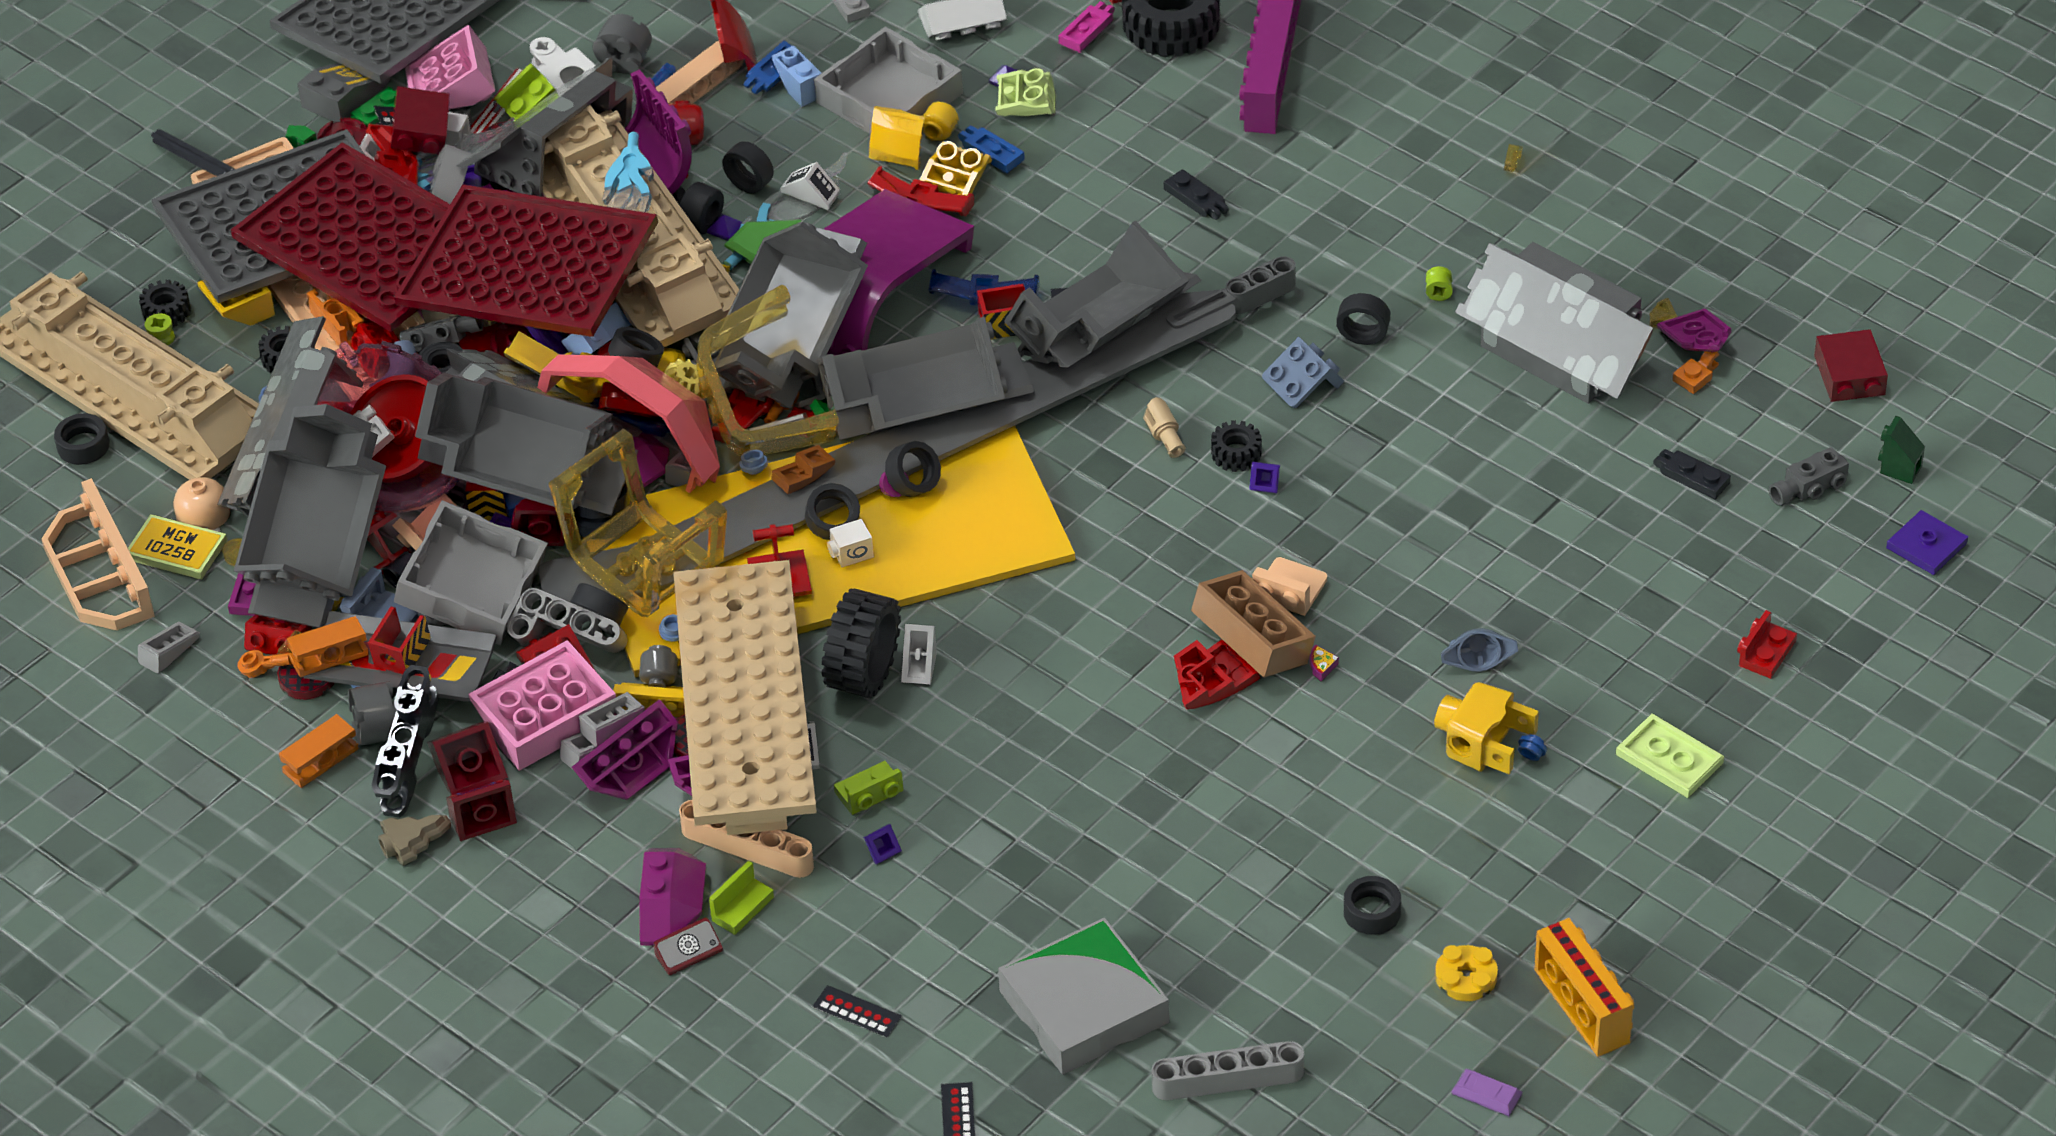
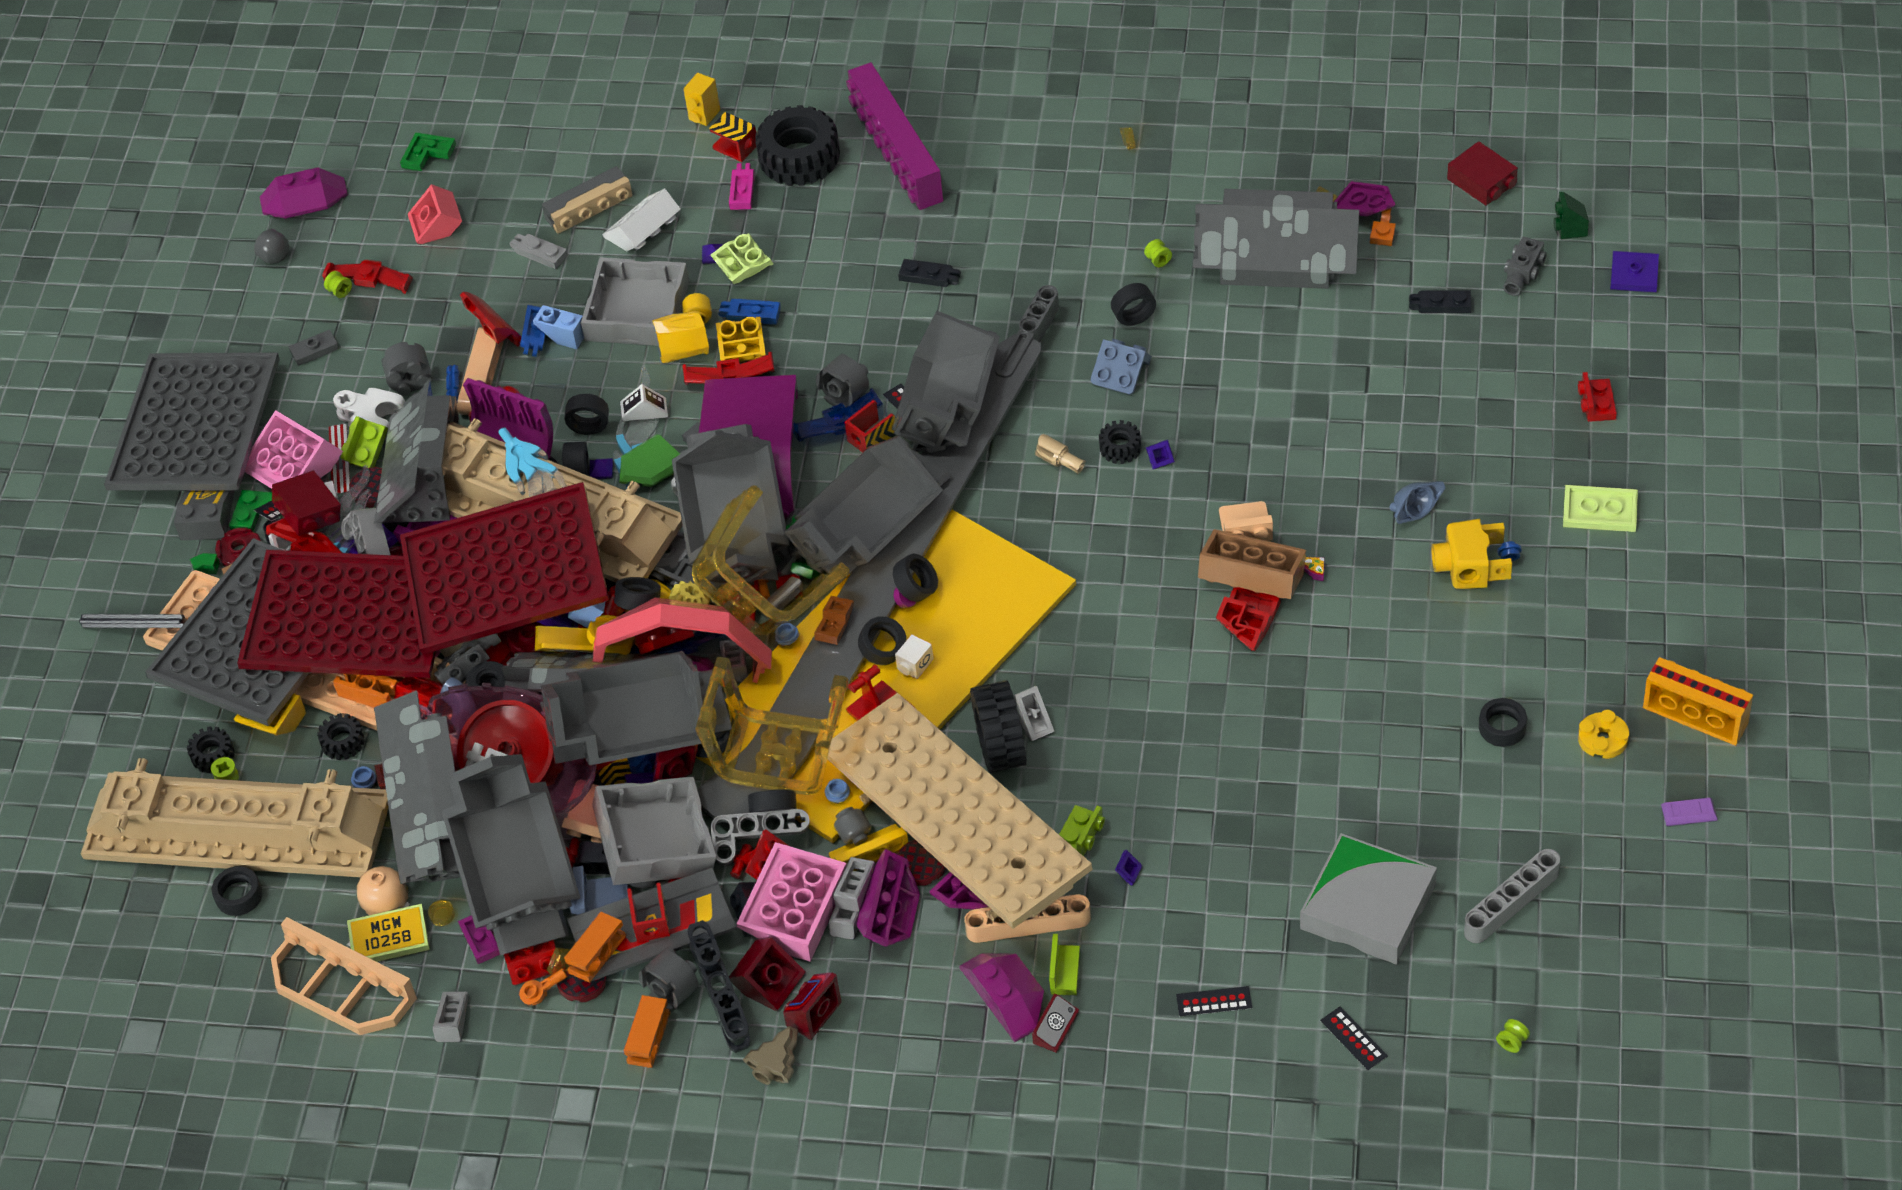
camera: 30 degrees left, 5 degrees up
(1014, 253) = (843, 381): none -> dark grey brick

